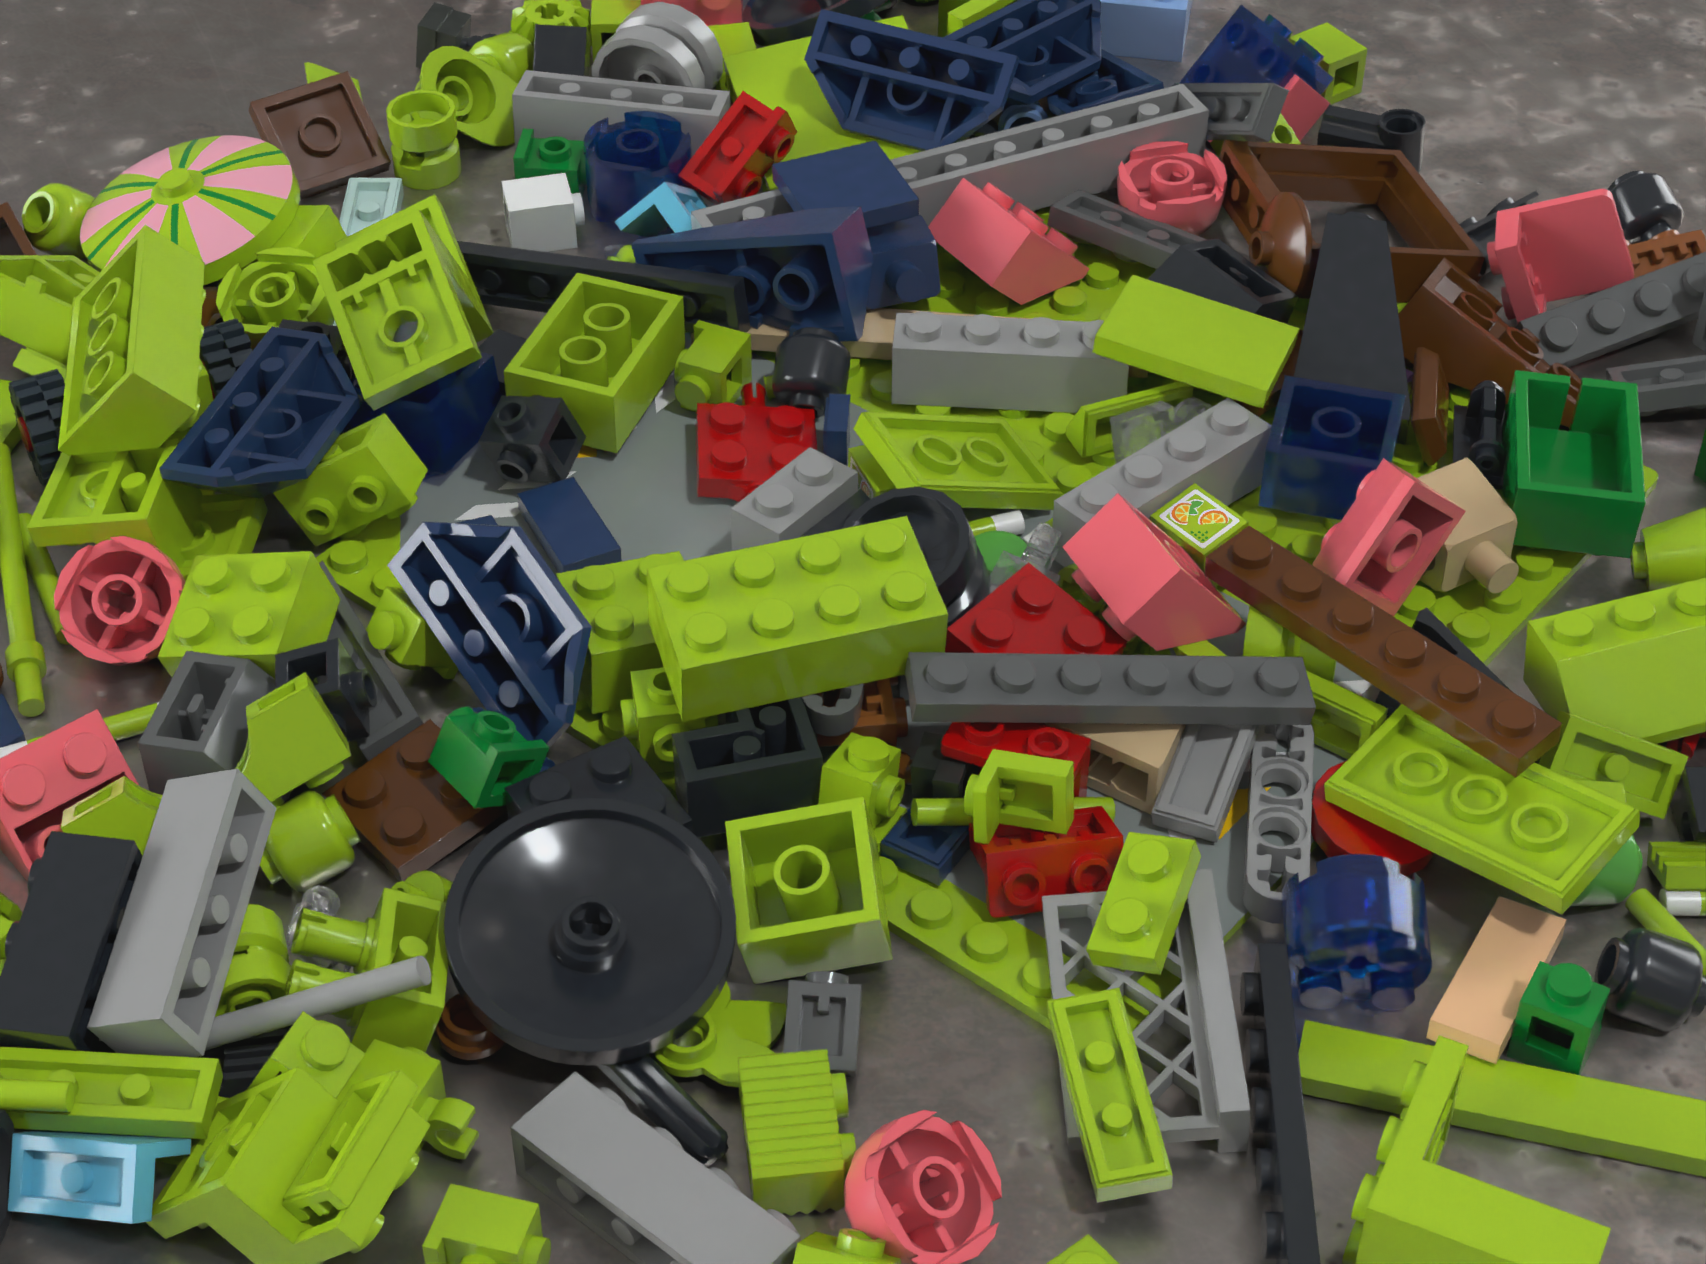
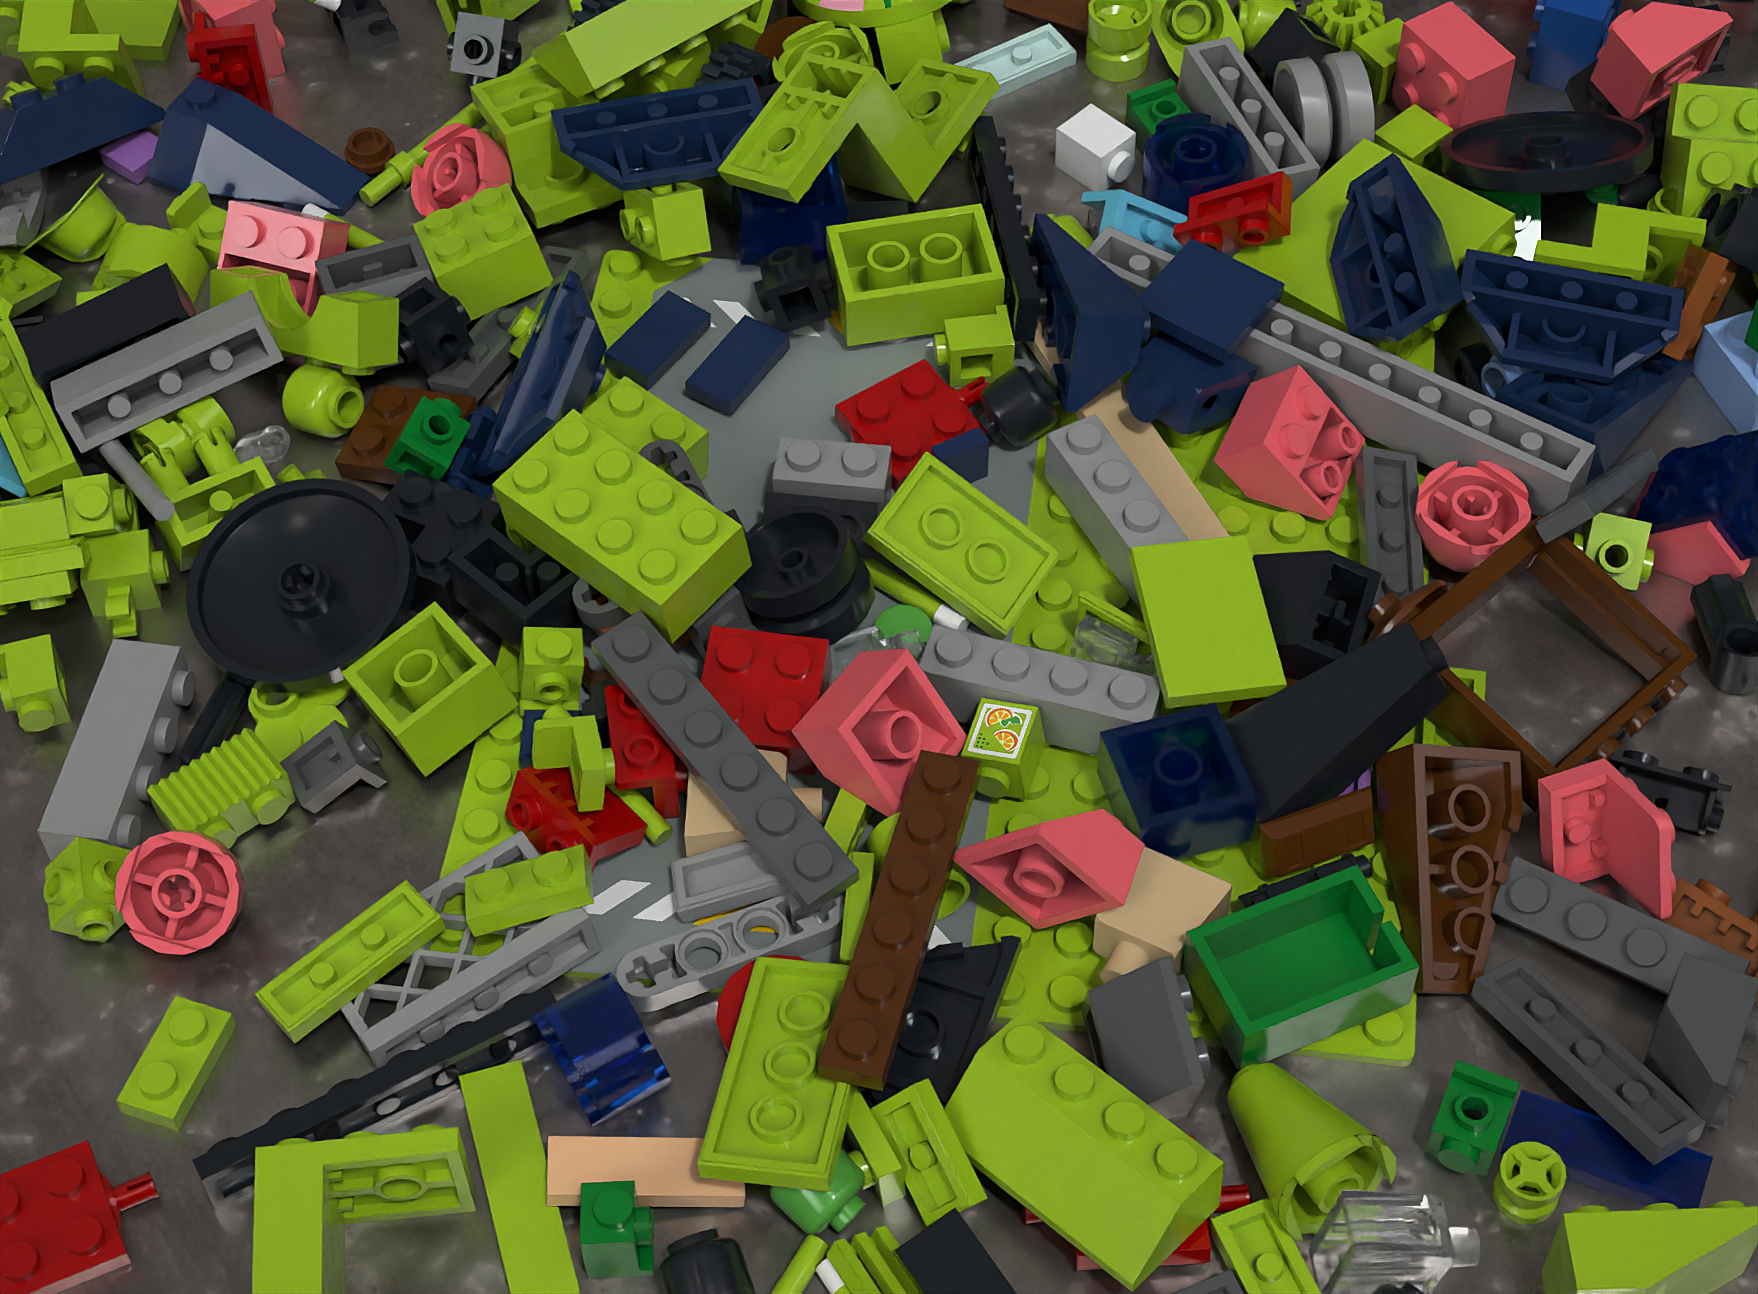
camera: 60 degrees right, 10 degrees up
(1587, 558) = (1145, 1037): none -> dark grey slope

